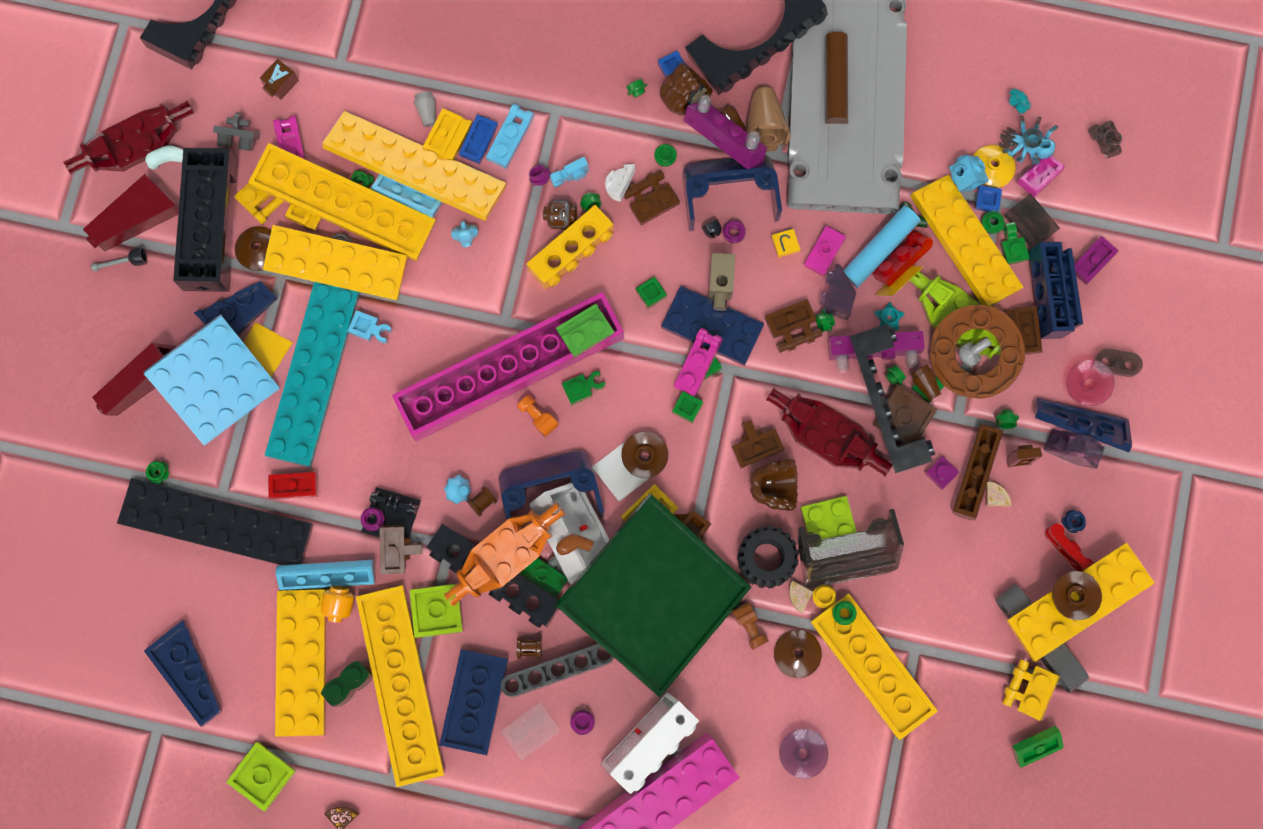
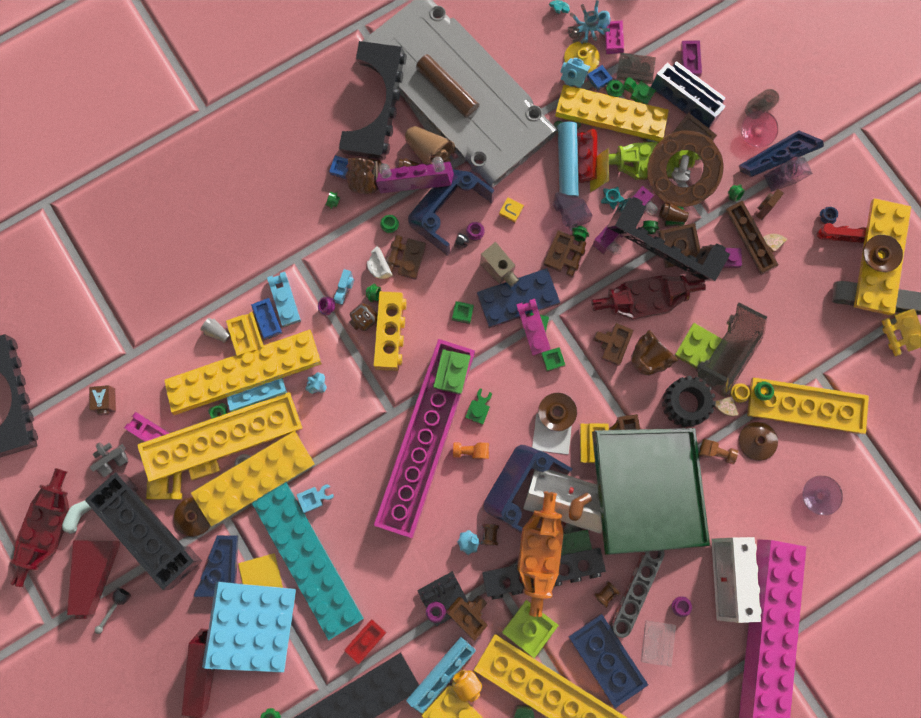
camera: 45 degrees left, 0 degrees up
(824, 251) = (538, 193): dark pink plate -> none

